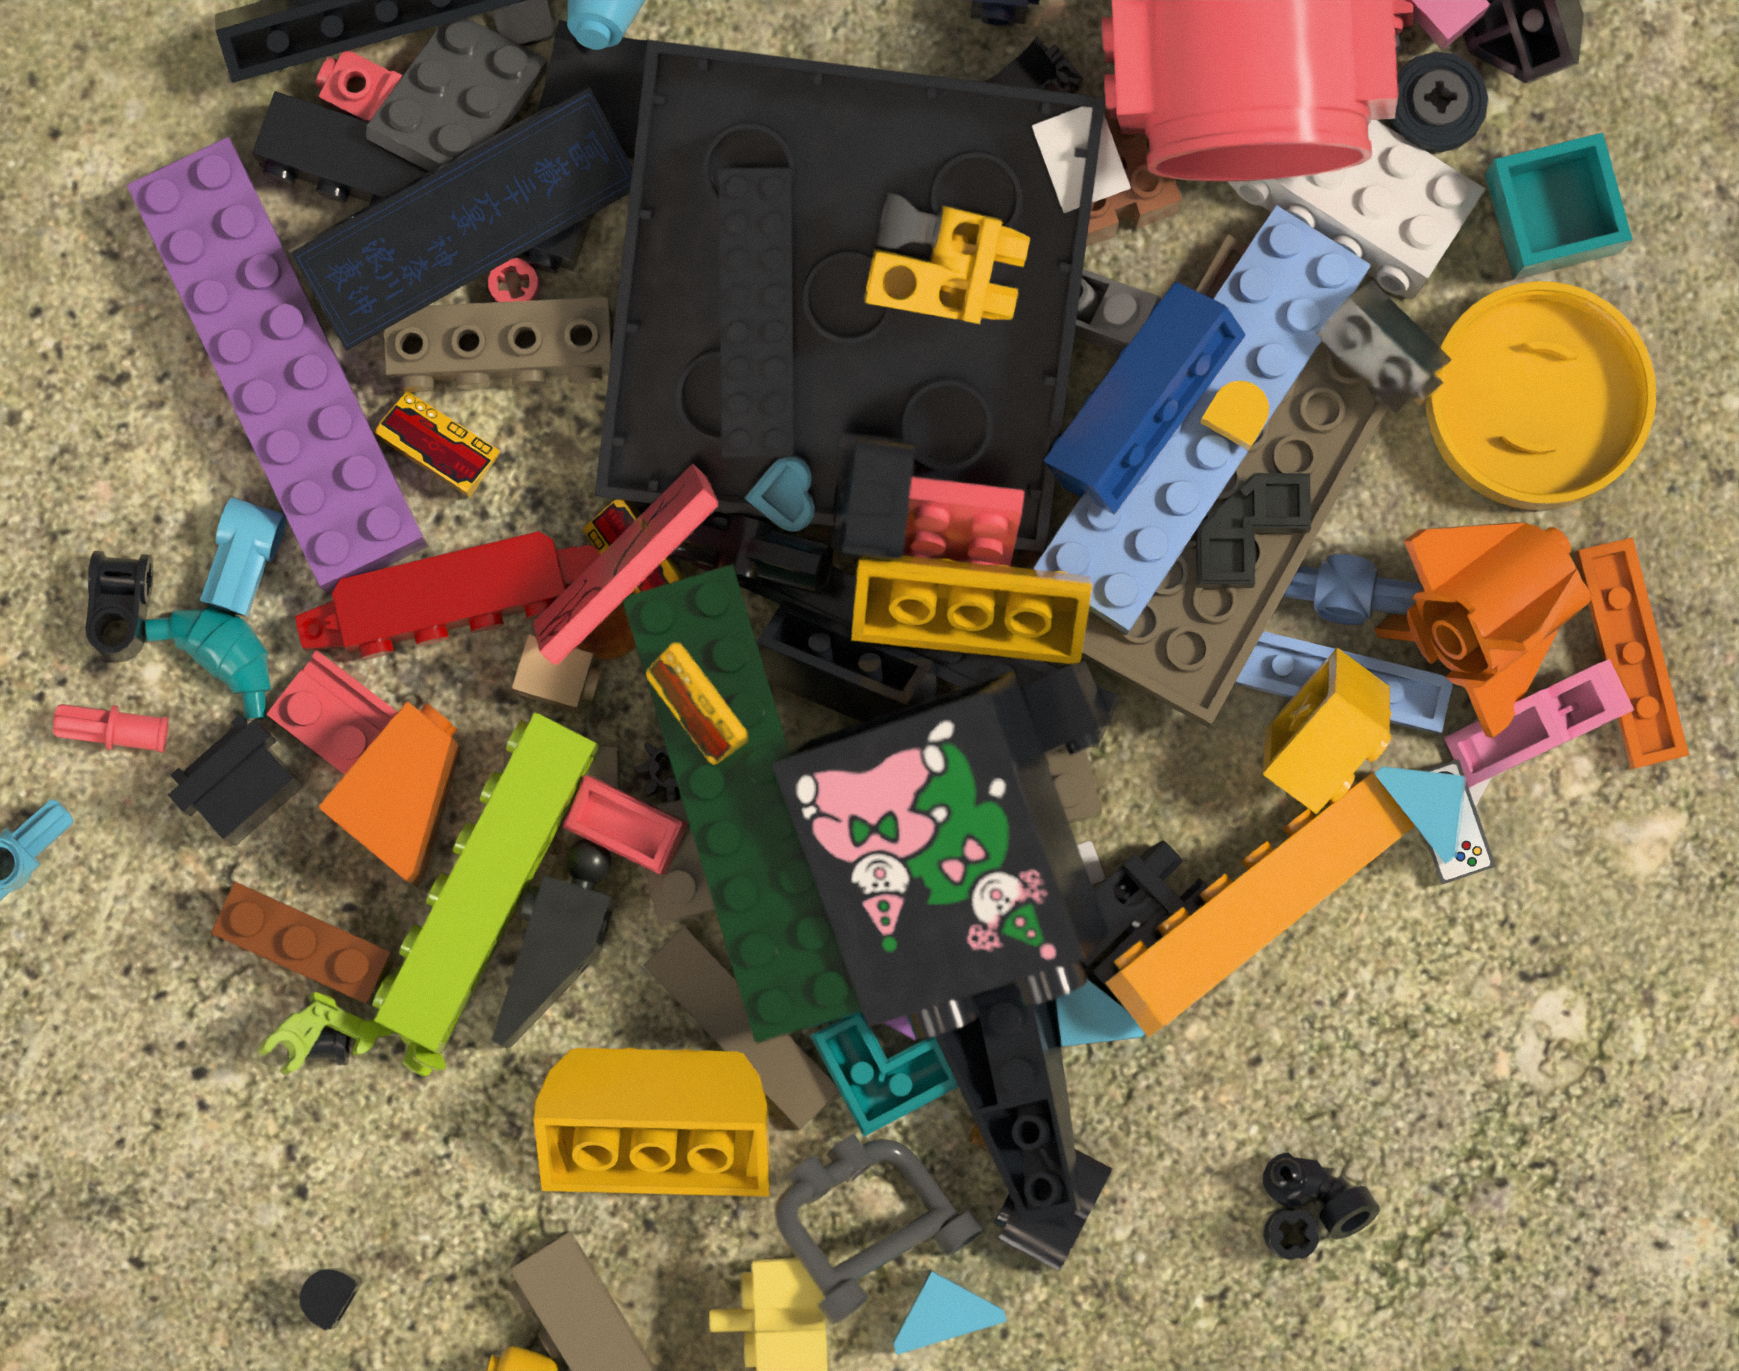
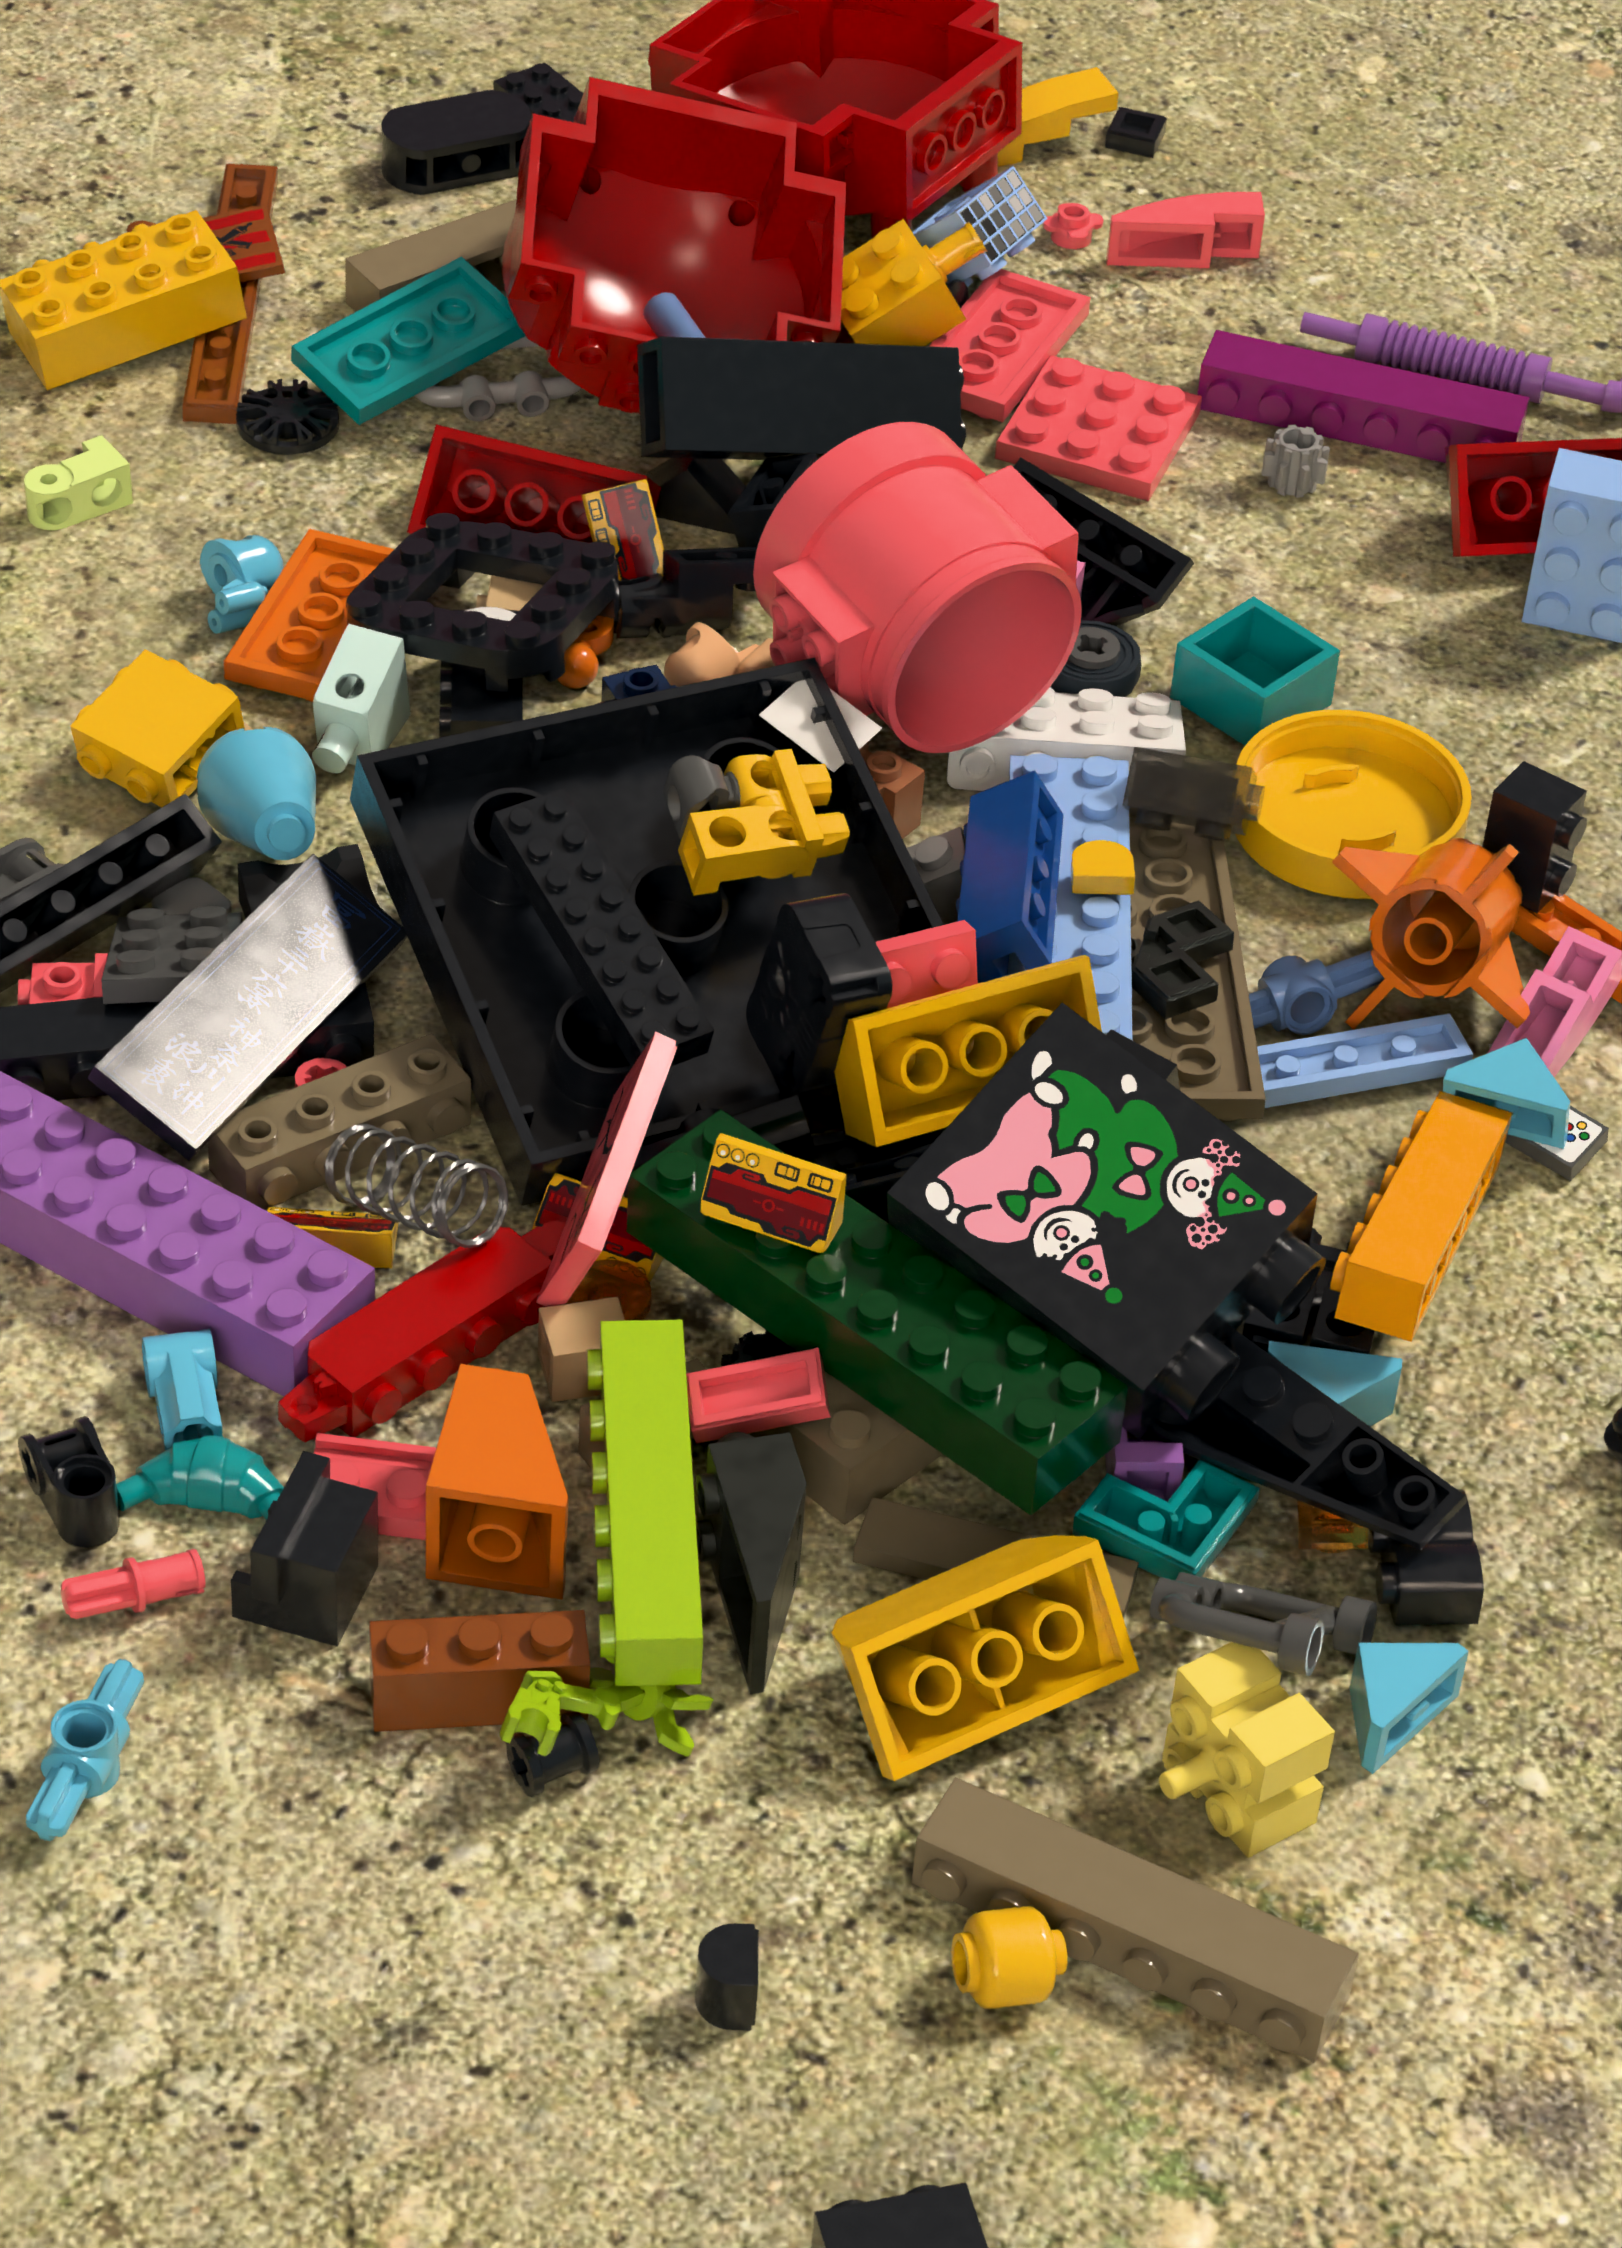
camera: 30 degrees left, 40 degrees down
(490, 418) = (441, 1191): none -> dark grey piece
(784, 493) = (722, 1081): medium azure tile -> none
(1328, 732) = (1377, 1059): yellow brick -> none
(1632, 557) = (1544, 824): none -> black brick

